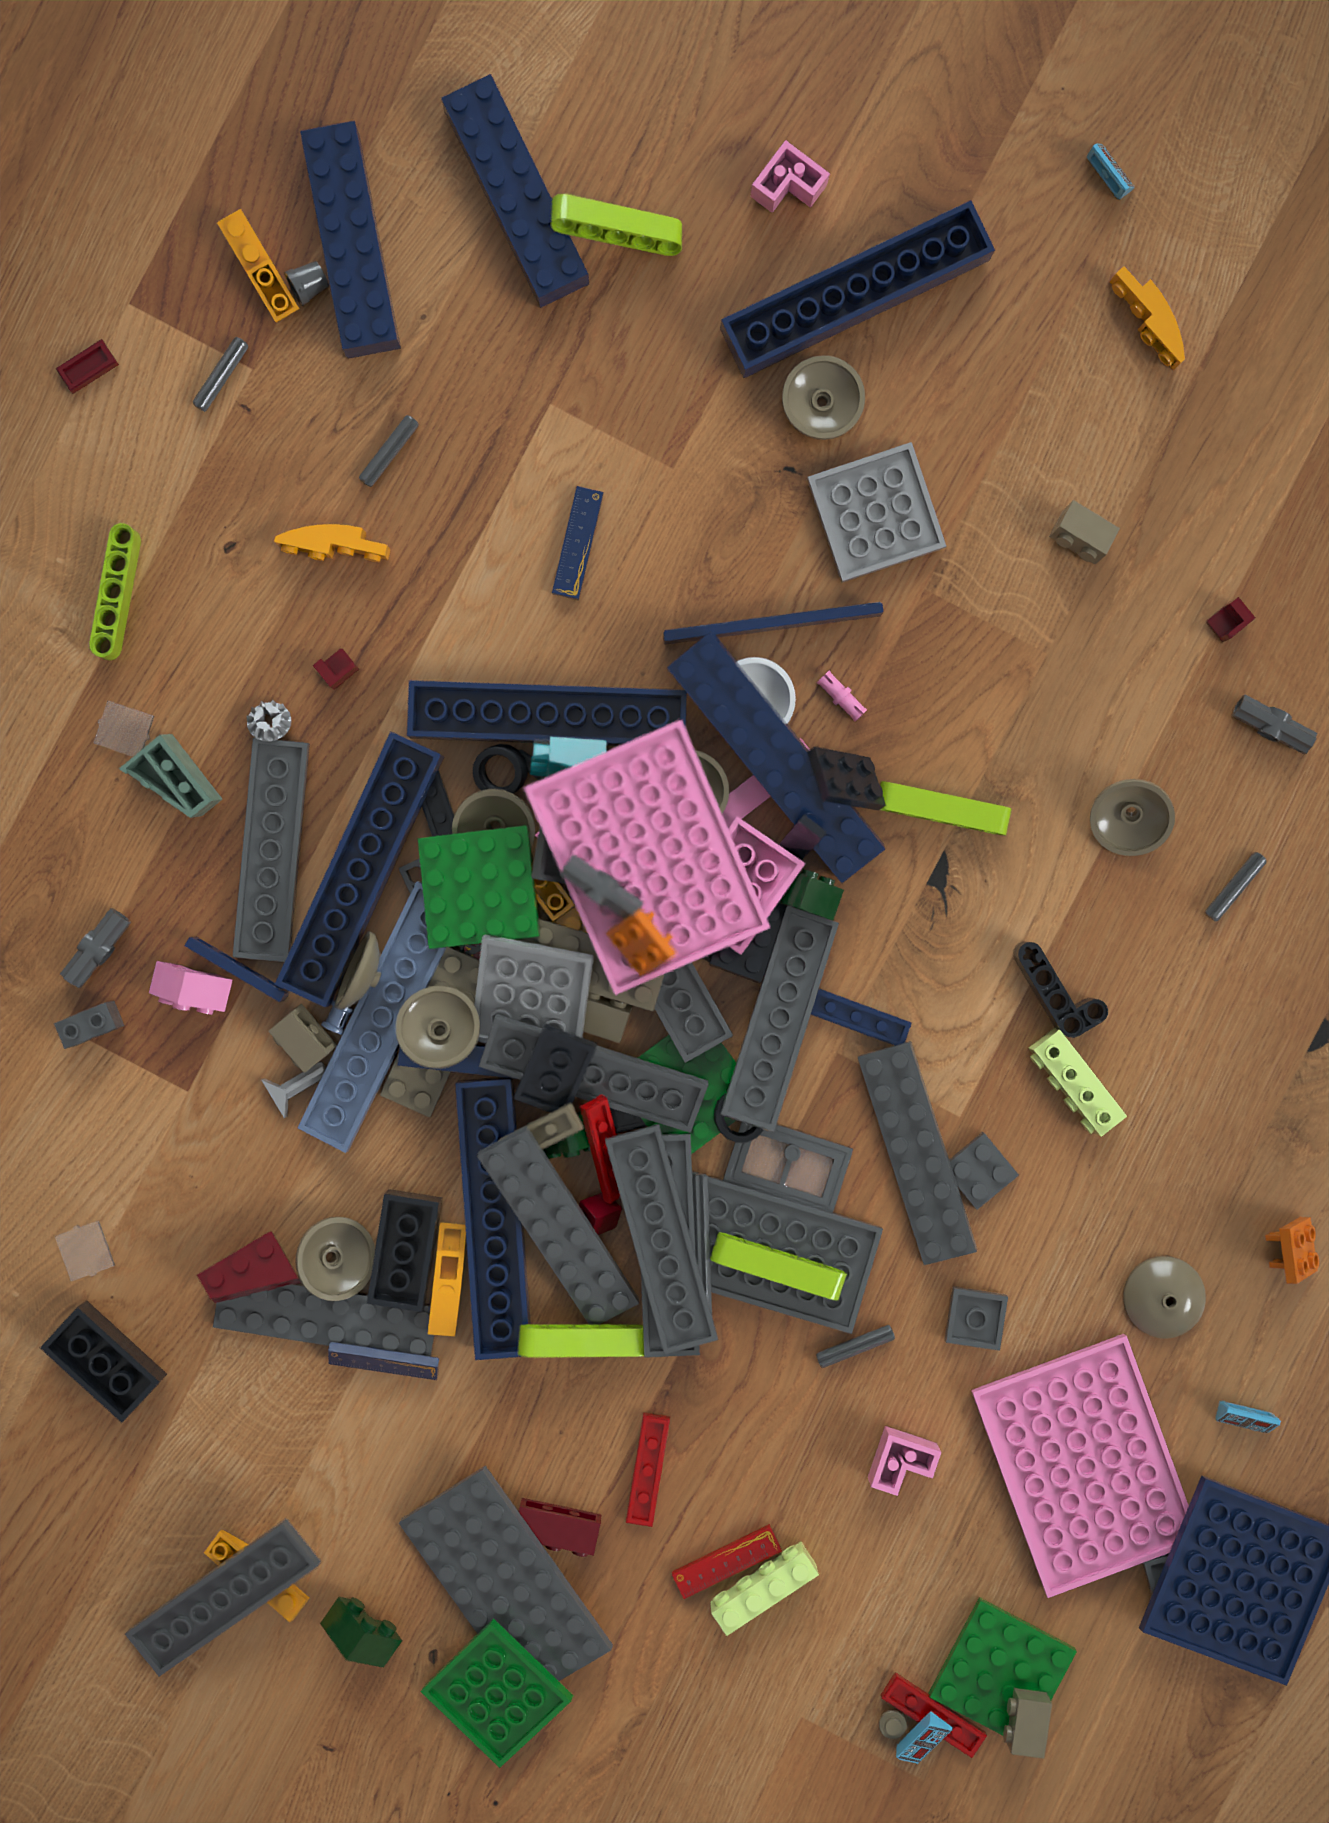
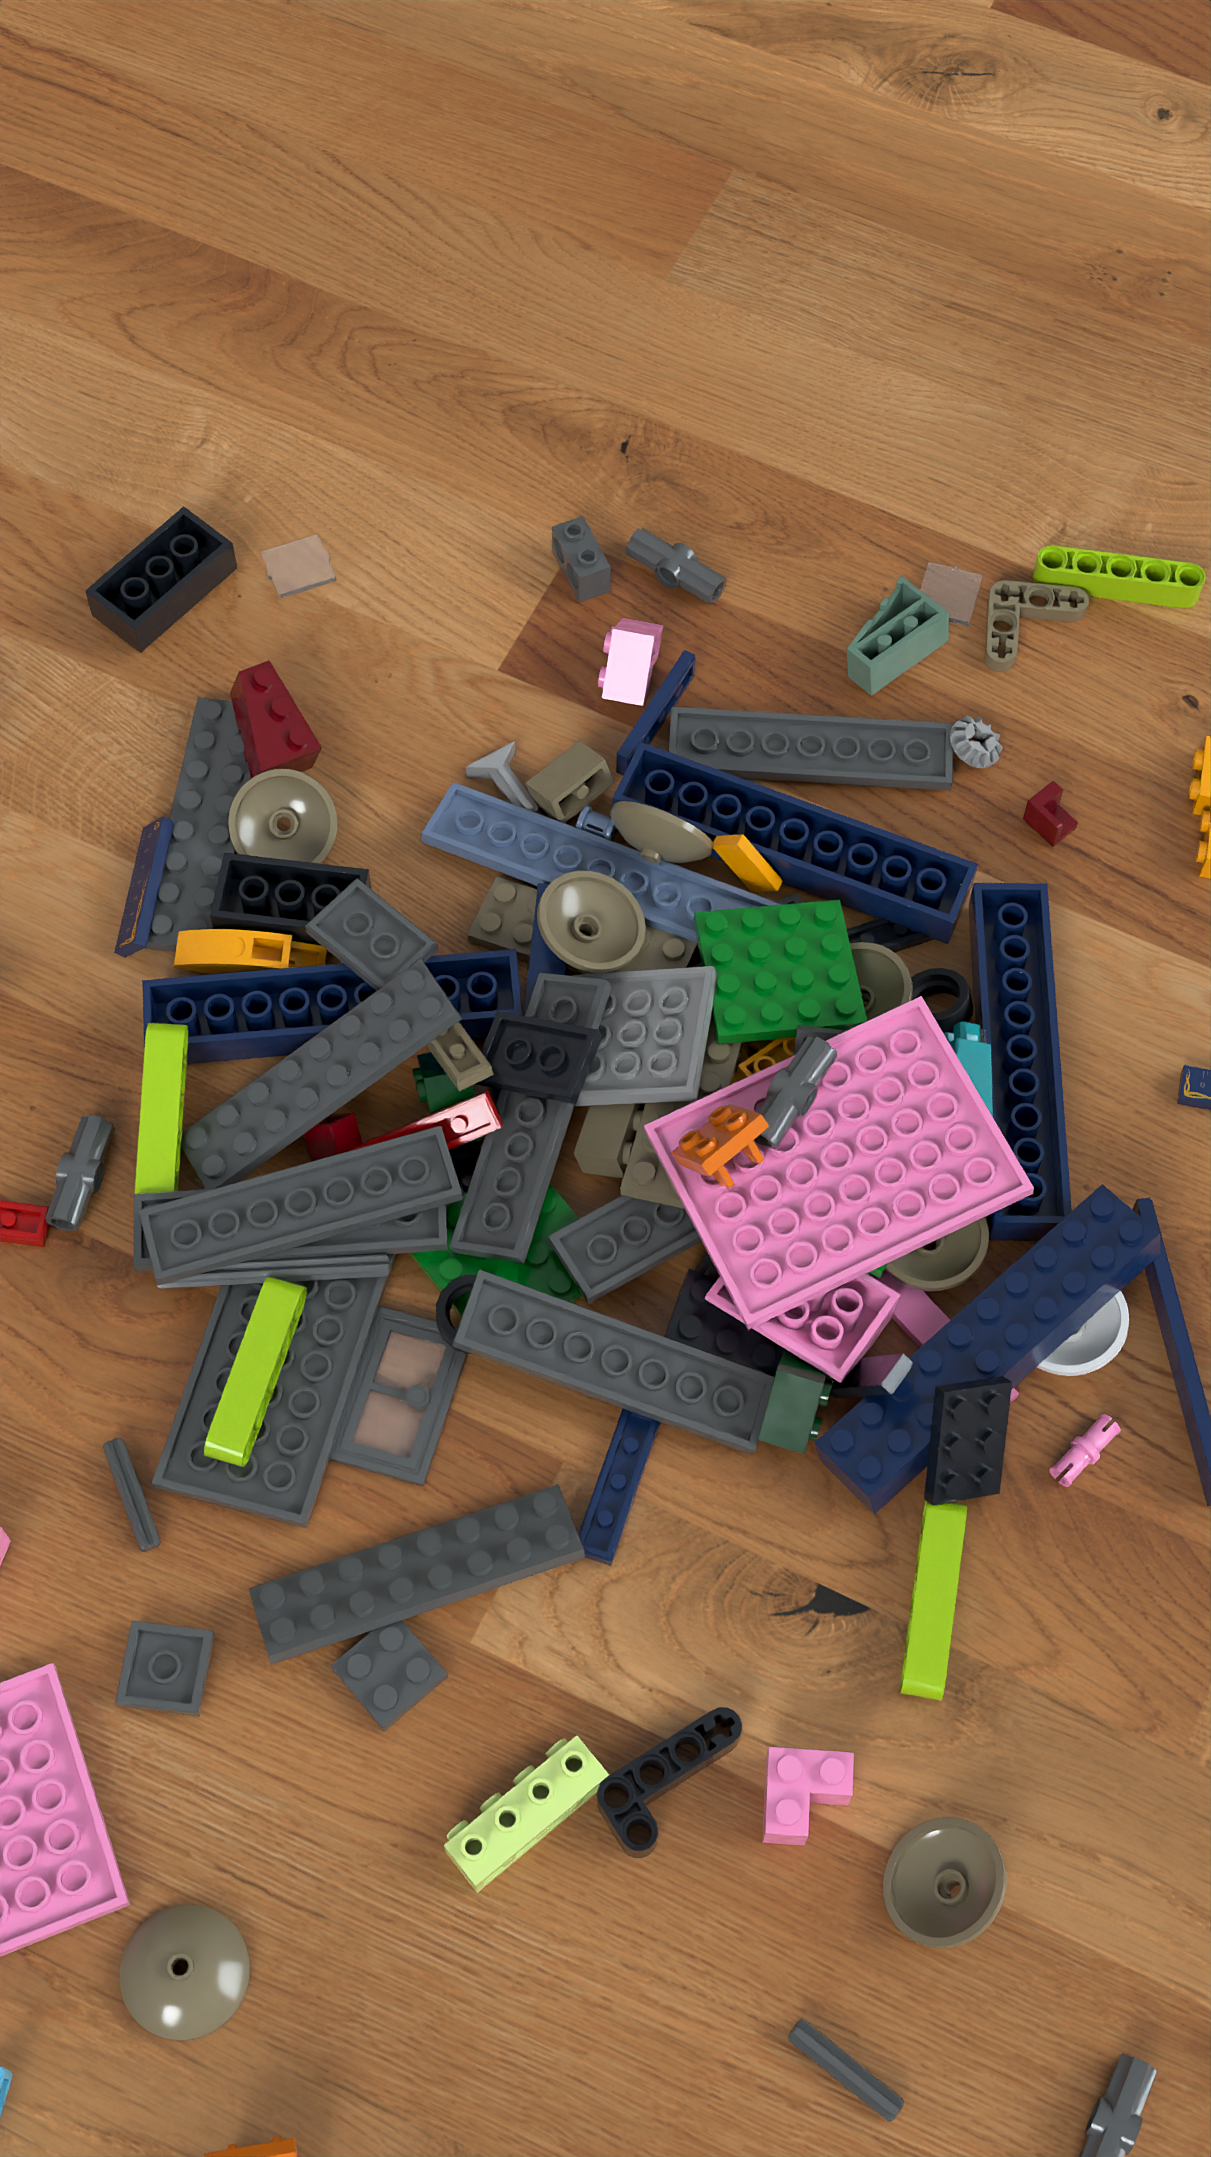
camera: 85 degrees right, 25 degrees down
(144, 681) = (1011, 611): none -> dark tan beam
(381, 905) = (747, 863): none -> light orange tile
(445, 1191) = (370, 935): none -> dark grey tile
(618, 1395) = (80, 1173): none -> dark grey piece
(1061, 904) = (796, 1780): none -> bright pink brick

